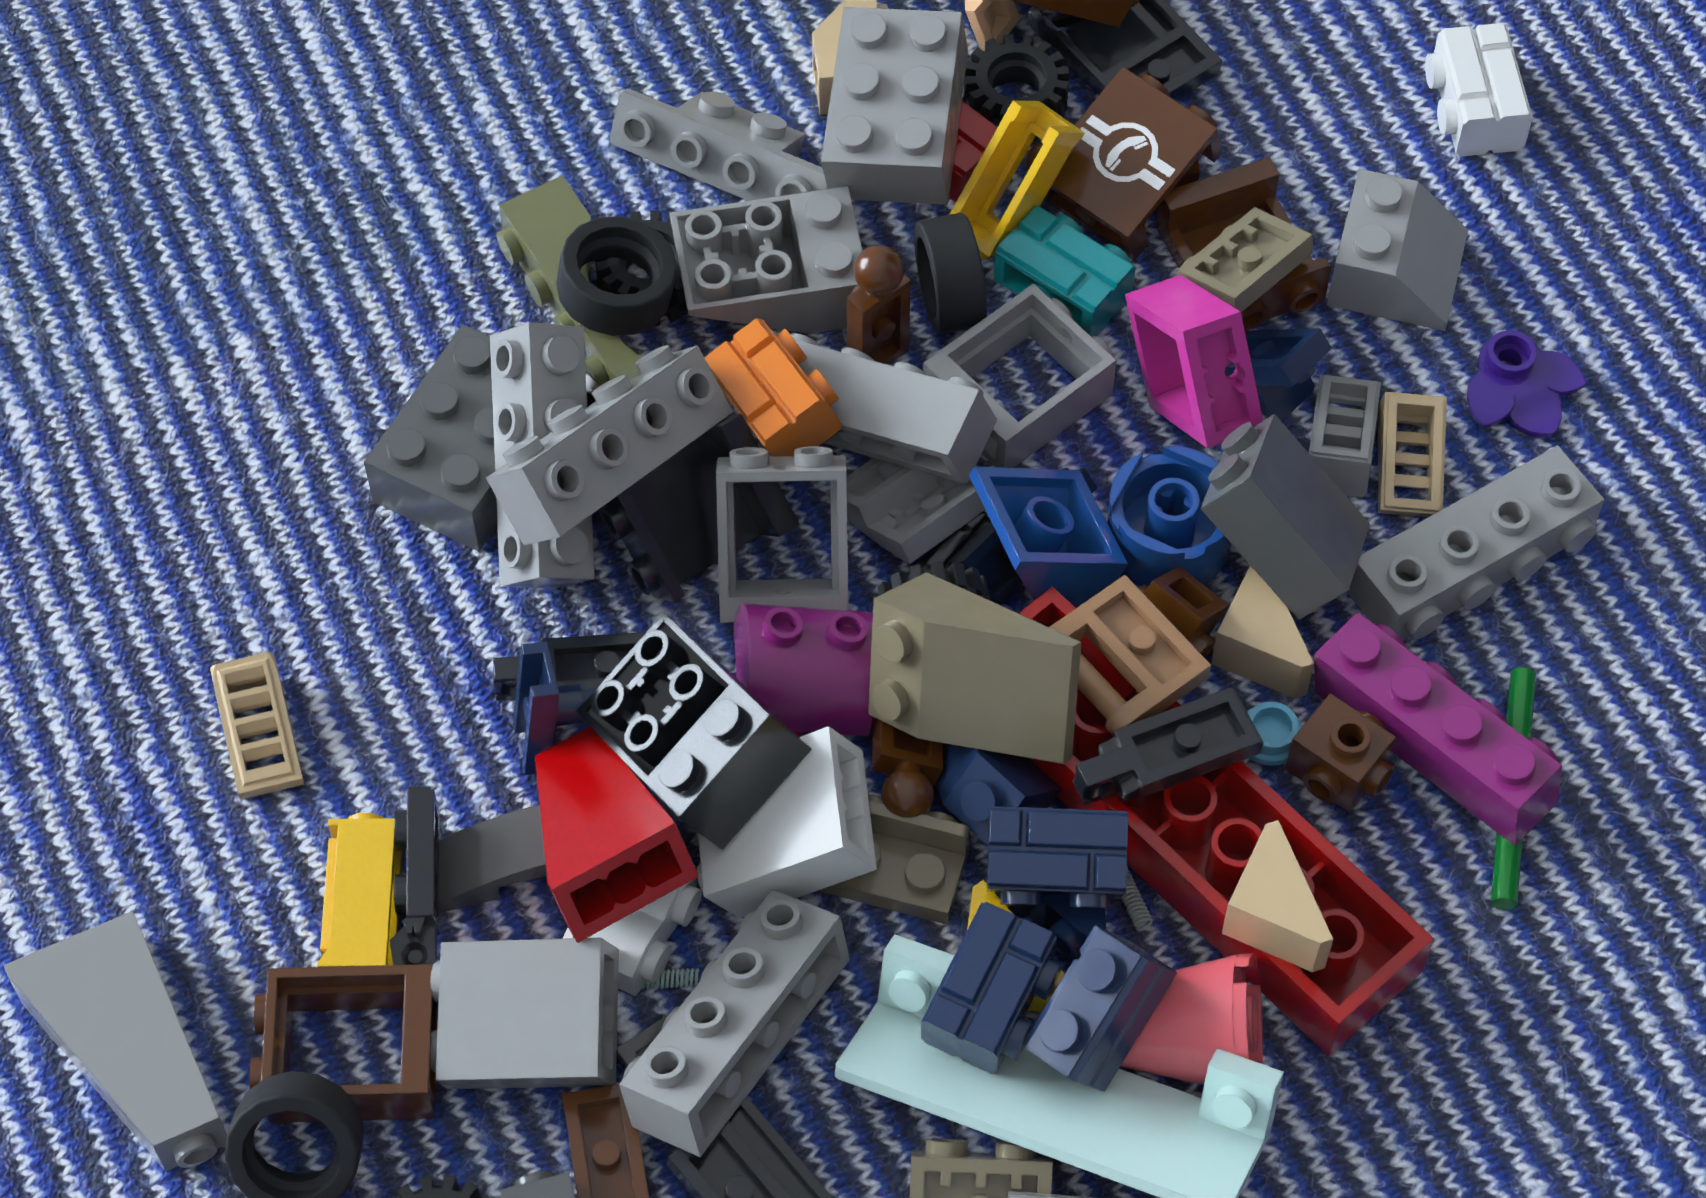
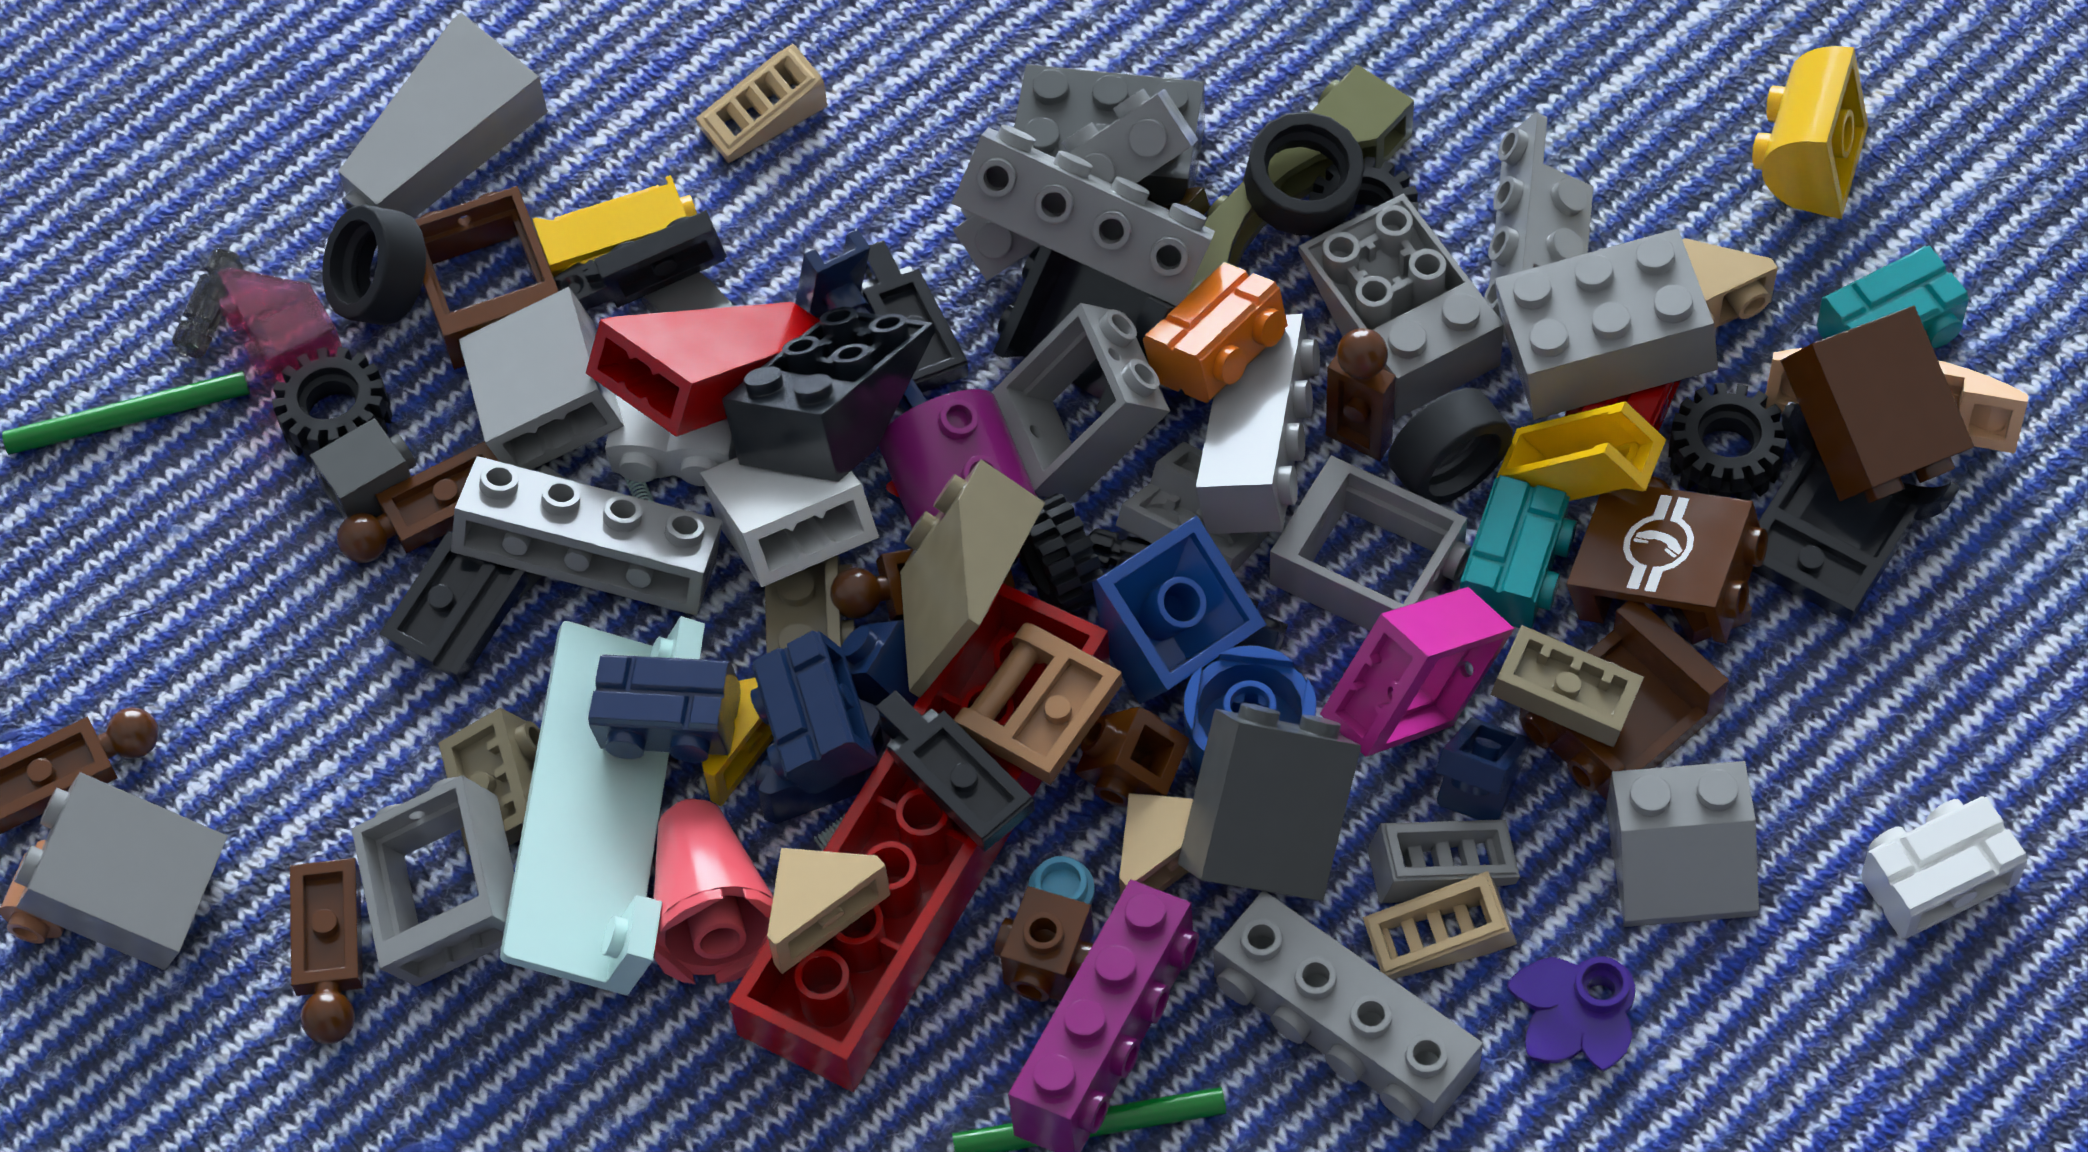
camera: 75 degrees right, 0 degrees up
(1099, 1009) = (665, 792): dark blue brick -> none

